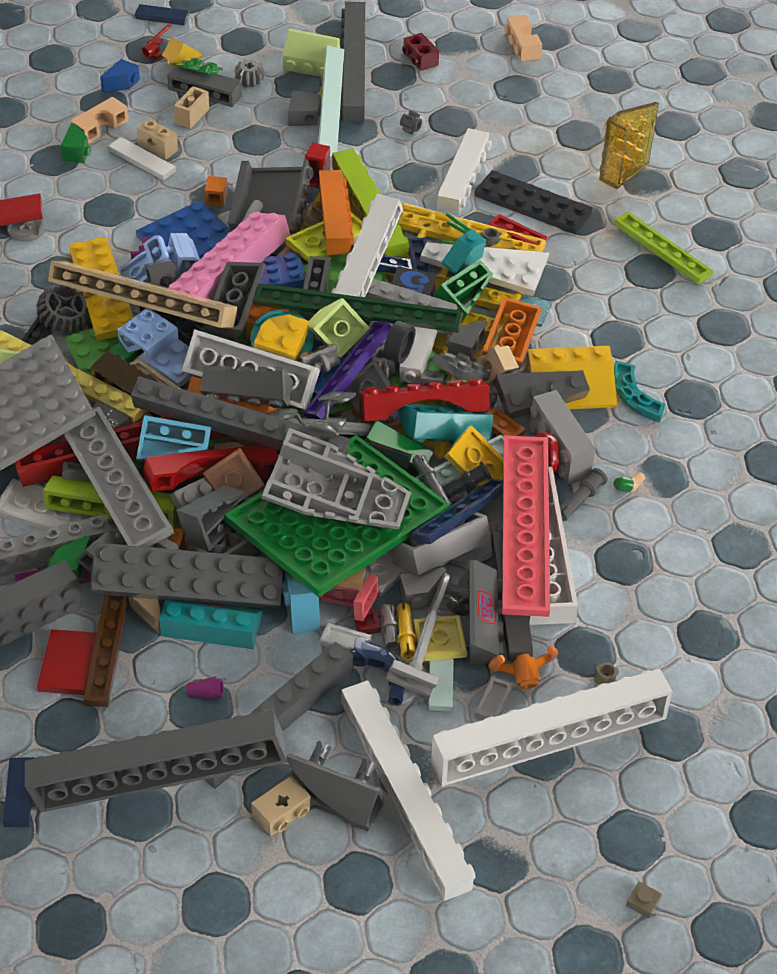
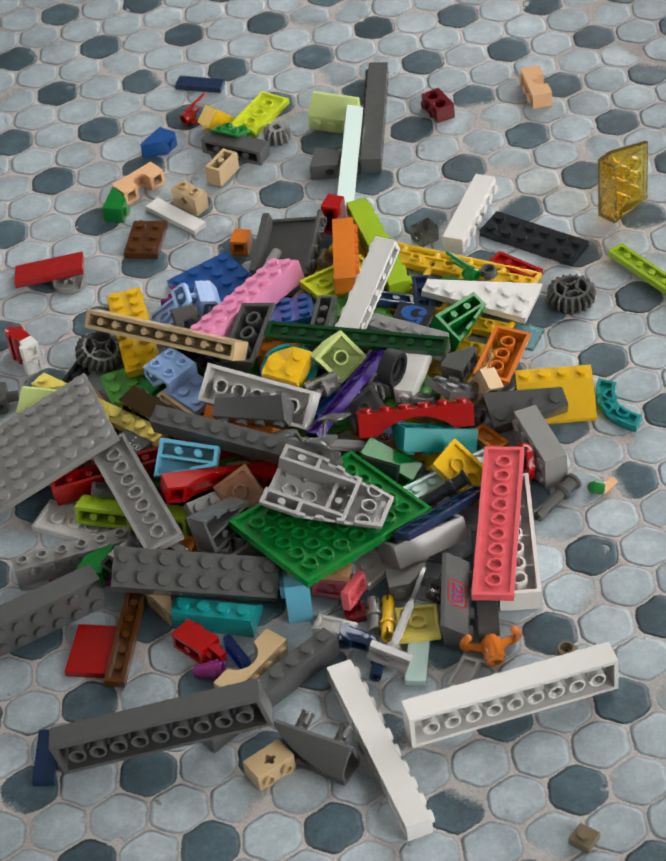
camera: 10 degrees right, 5 degrees down
(109, 183) = (145, 239): none -> reddish brown plate
(191, 655) = (197, 642): none -> red hinge
(230, 49) = (261, 112): none -> neon yellow tile
(237, 671) = (236, 652): none -> clear blue tile
(273, 666) = (269, 650): none -> tan arch
(411, 122) = (423, 171): dark grey gear -> none
(416, 189) = (424, 232): none -> clear smoke brick
(428, 476) = (414, 483): dark grey pin -> none
(464, 252) = (460, 285): teal slope -> none
(579, 265) = (571, 293): none -> dark grey gear

